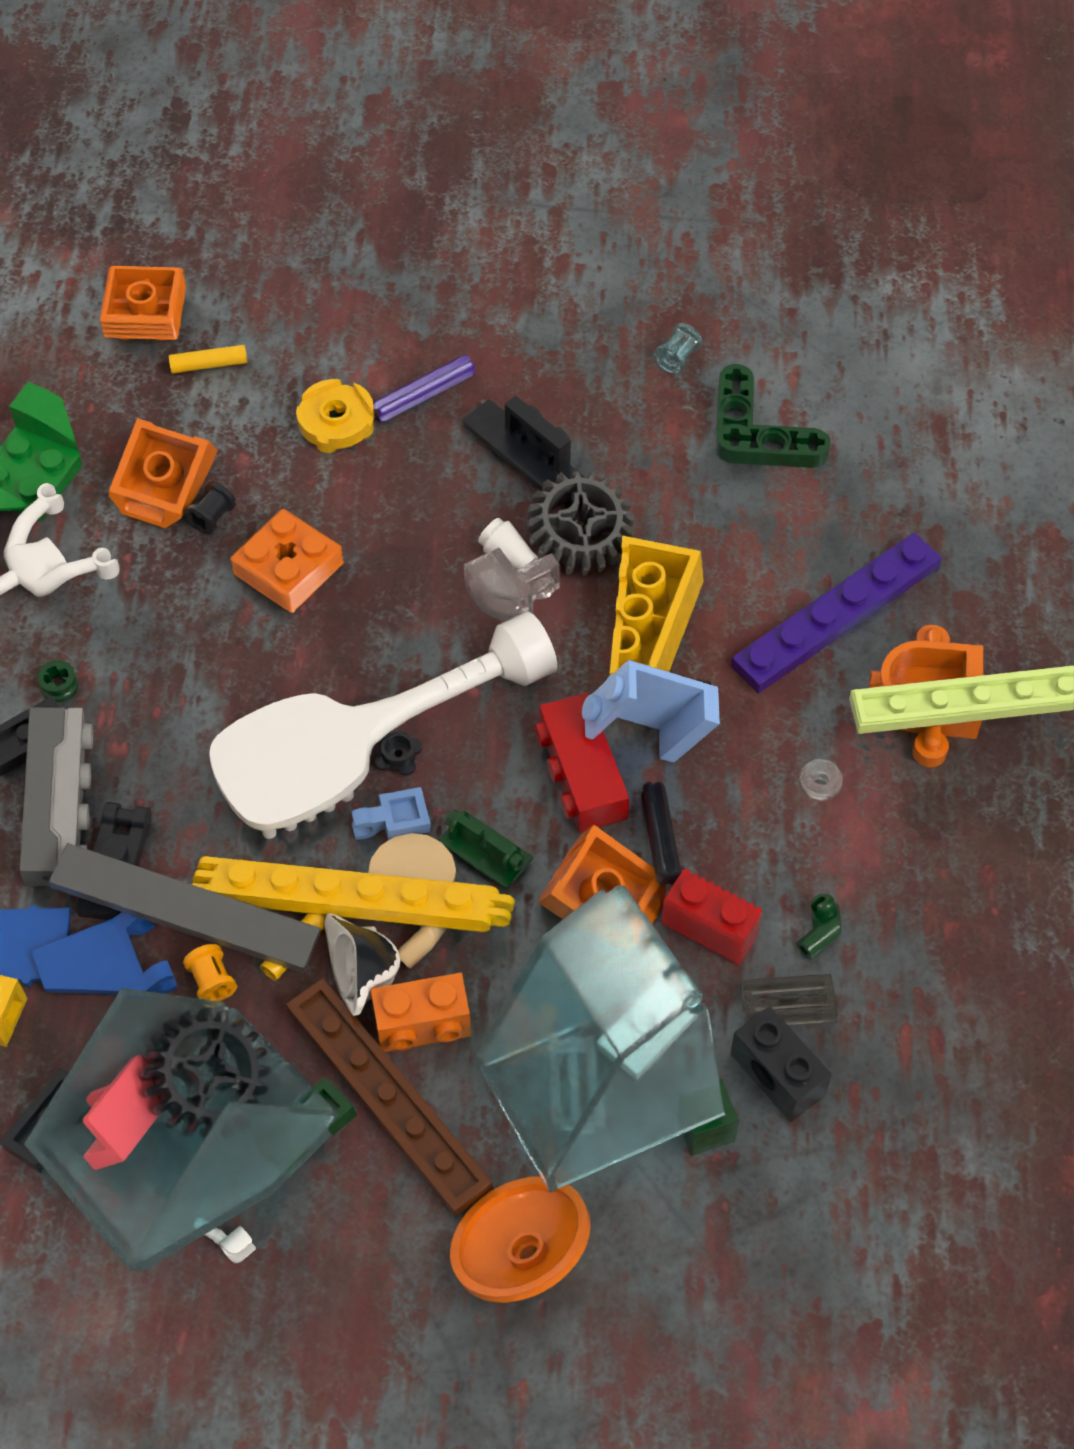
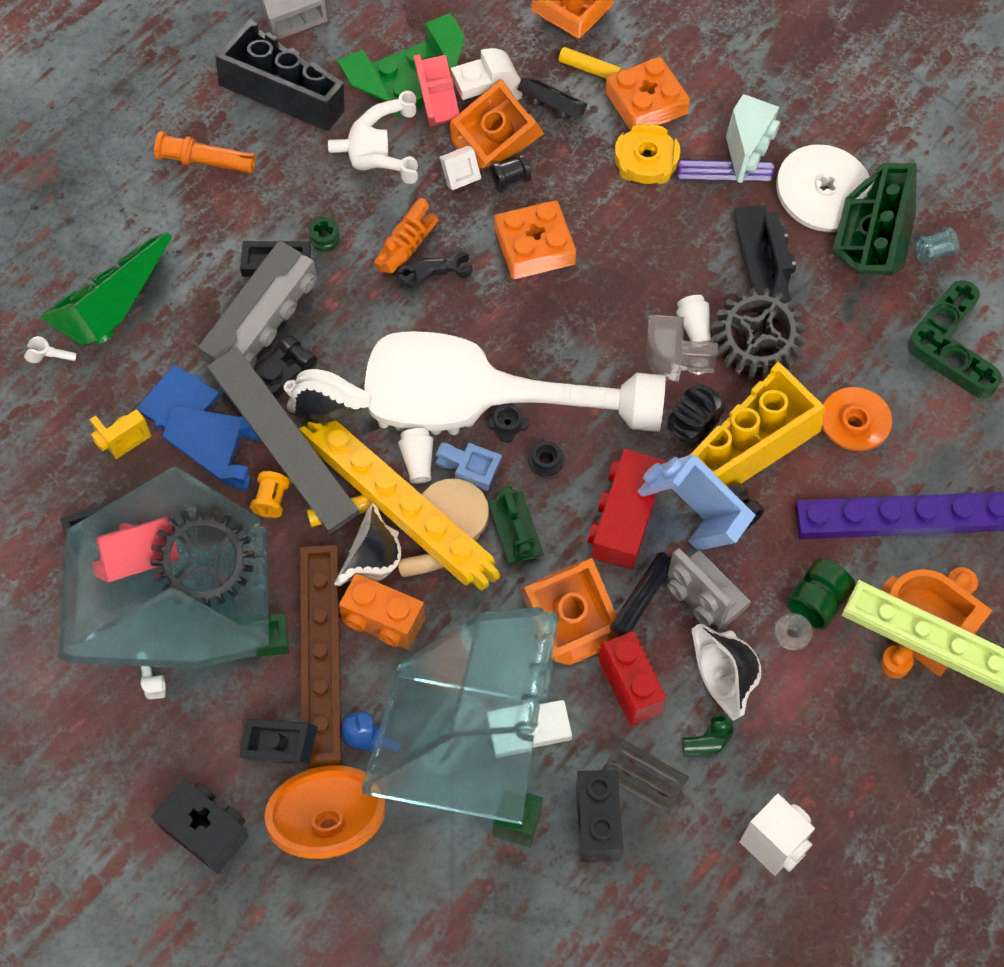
camera: 35 degrees right, 5 degrees up
(70, 467) = (436, 89): none -> coral panel
(112, 424) = (480, 75): none -> white brick
(151, 634) = (405, 237): none -> orange hinge
(154, 532) = (460, 167): none -> white tile
(180, 413) = (541, 93): none -> black plate
(193, 654) = (413, 274): none -> black arm
(195, 840) = (323, 396): none -> hat
(290, 356) = (647, 94): none -> orange brick
(330, 836) = (417, 454): none -> white cone
(417, 1206) = (278, 741): none -> black plate
(424, 1355) = (211, 846): none -> black brick
(426, 340) = (750, 133): none -> light aqua slope
(462, 755) = (546, 450): none -> black plate
(491, 1141) = (359, 731): none -> blue piece
(505, 356) = (807, 171): none -> white piece
(580, 632) = (696, 414): none -> black gear
(609, 354) = (878, 221): none -> dark green wedge
(713, 793) = (705, 590): none -> light grey bracket
(730, 537) = (861, 407): none -> orange dish
(789, 851) = (727, 668): none -> white hat
(821, 726) = (821, 593): none -> dark green wheel
(957, 967) = (778, 835): none -> white brick

